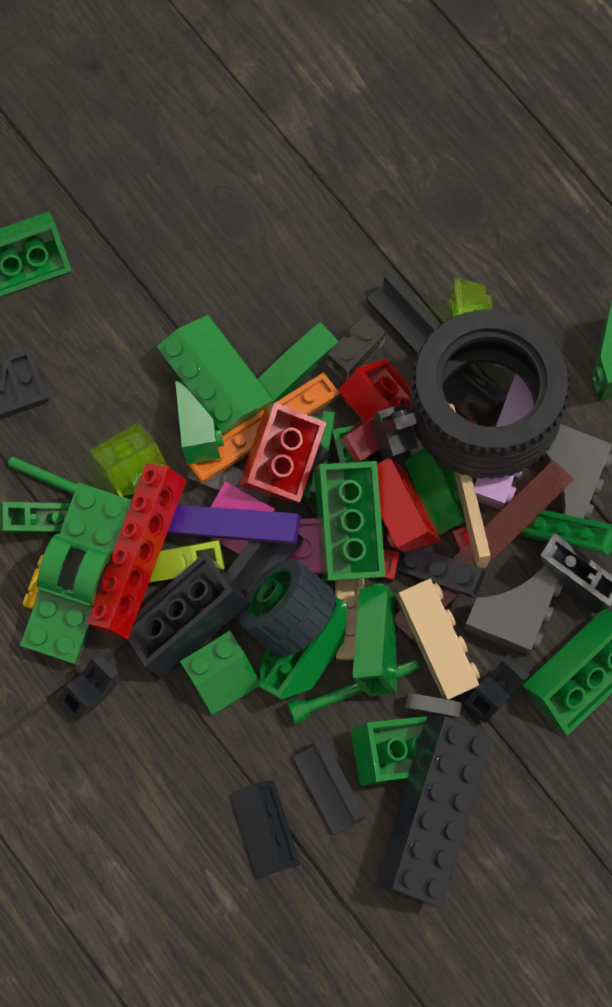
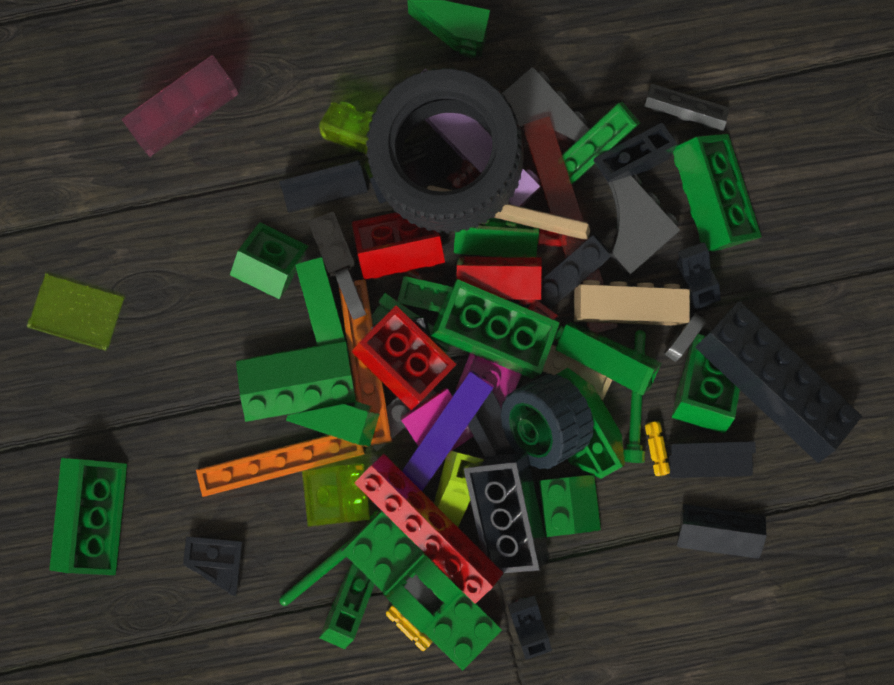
camera: 65 degrees left, 10 degrees up
(132, 396) = (275, 463): none -> orange tile
(185, 166) = (75, 312): none -> clear neon green piece
(313, 298) = (268, 260): none -> green slope
(314, 731) = (657, 448): none -> yellow axle
(318, 383) = (350, 293): none -> dark grey beam
(361, 439) = (426, 277): dark red slope -> none
(394, 430) = (439, 249): black brick -> none
(412, 160) = (180, 106): none -> clear pink brick

